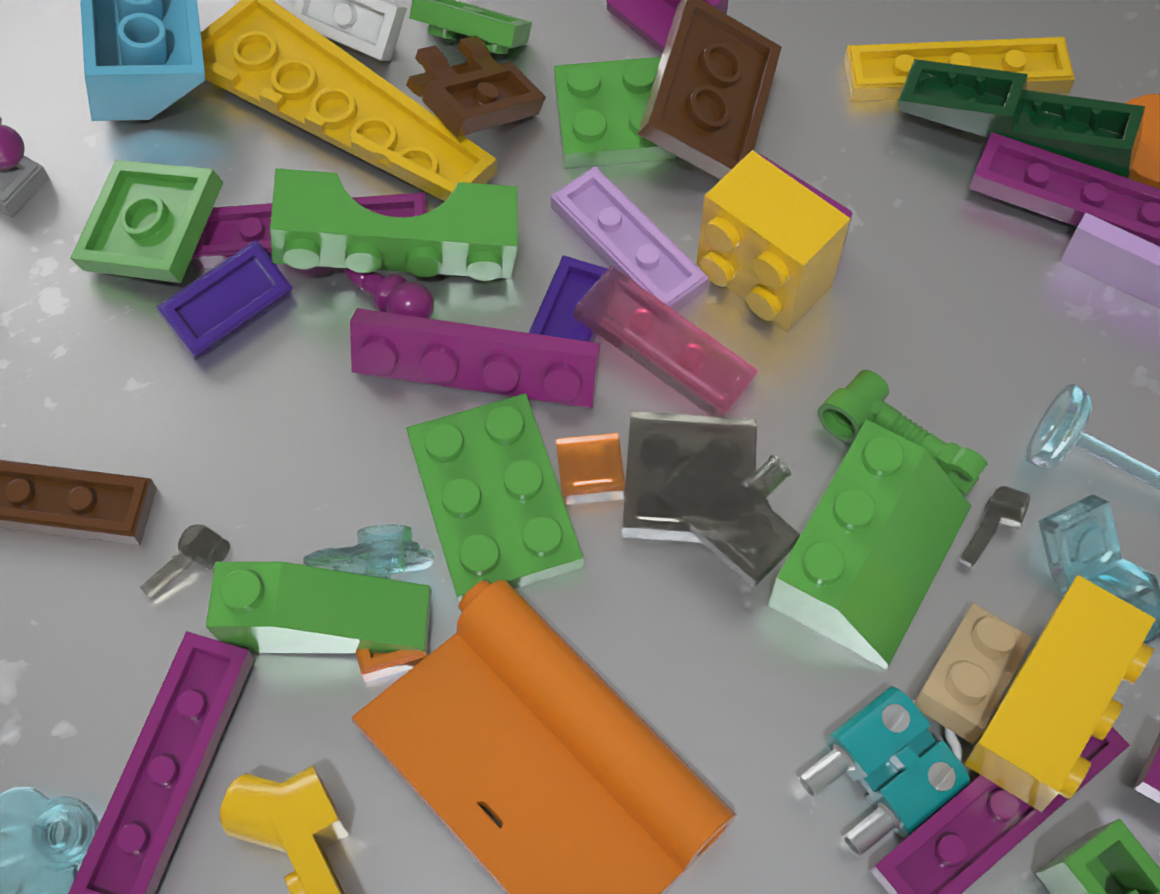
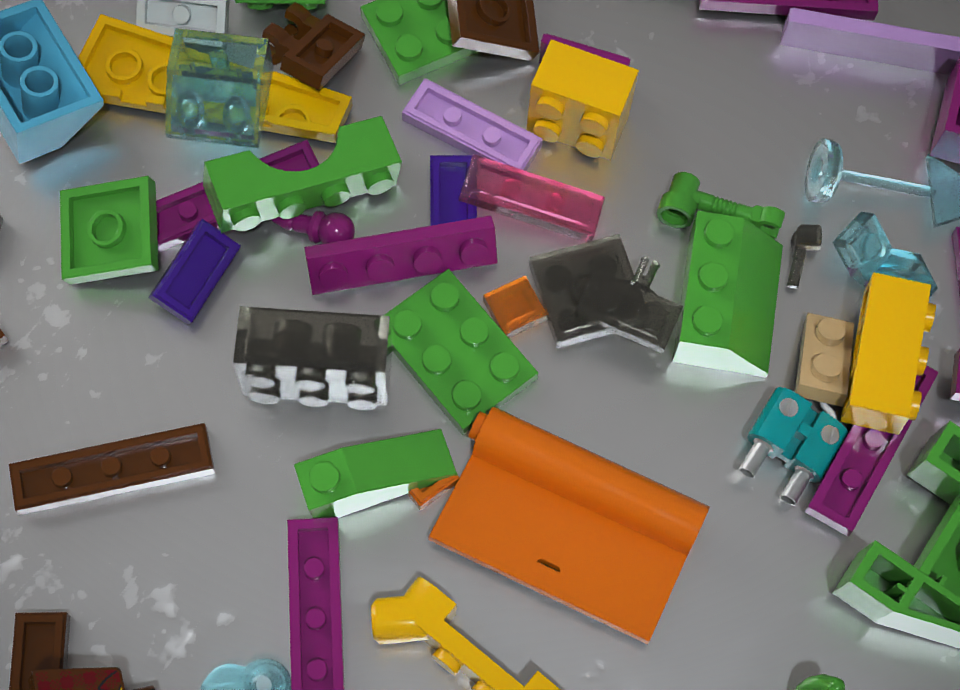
camera: 25 degrees left, 5 degrees up
(195, 545) = (262, 457): clear smoke hand -> none
(304, 439) = (313, 357): none -> clear smoke brick
(336, 94) = (217, 87): none -> clear light blue slope
(379, 553) = (405, 416): clear light blue plate -> none

